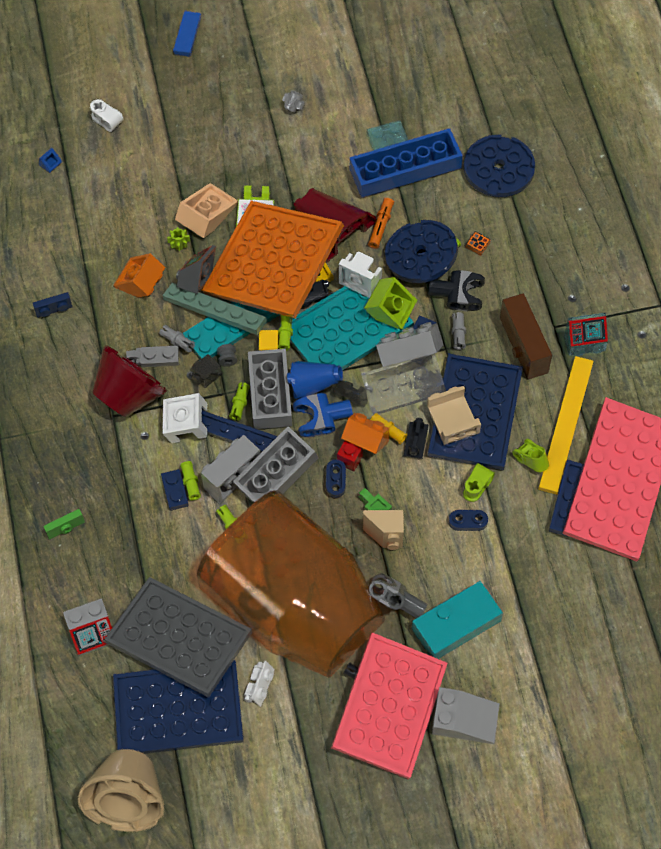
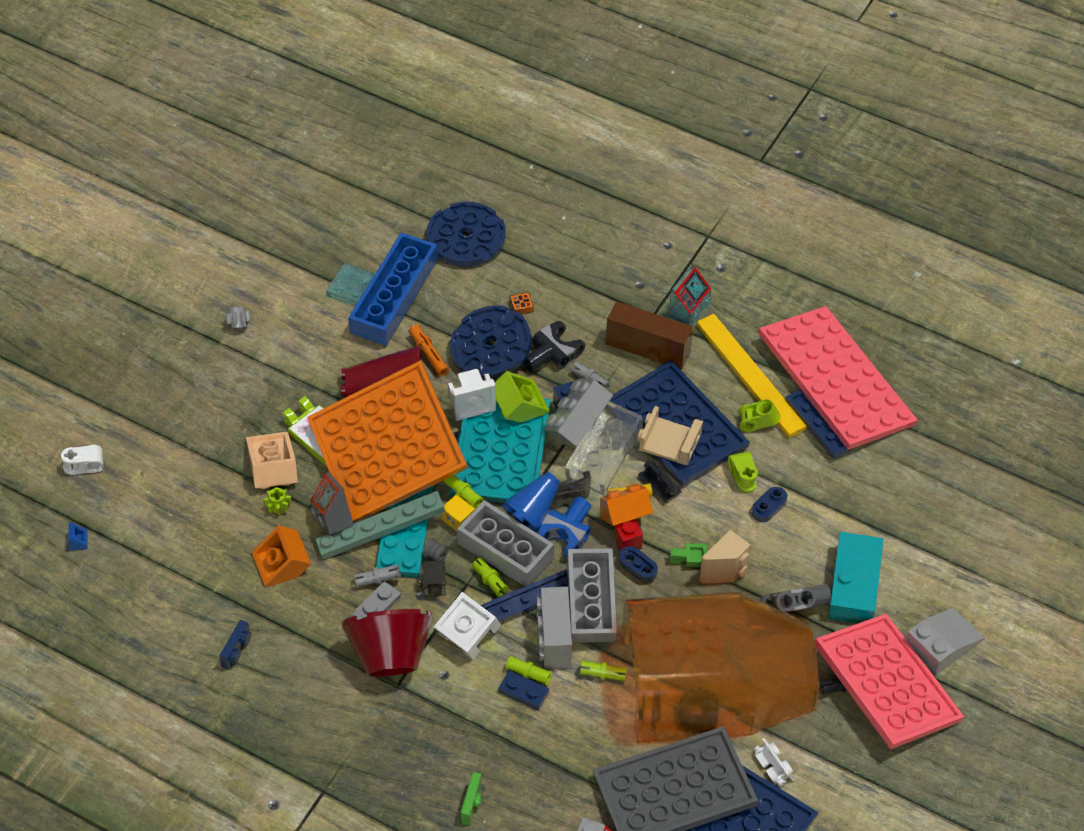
camera: 50 degrees left, 10 degrees down
(187, 33) = (69, 339): blue tile -> none

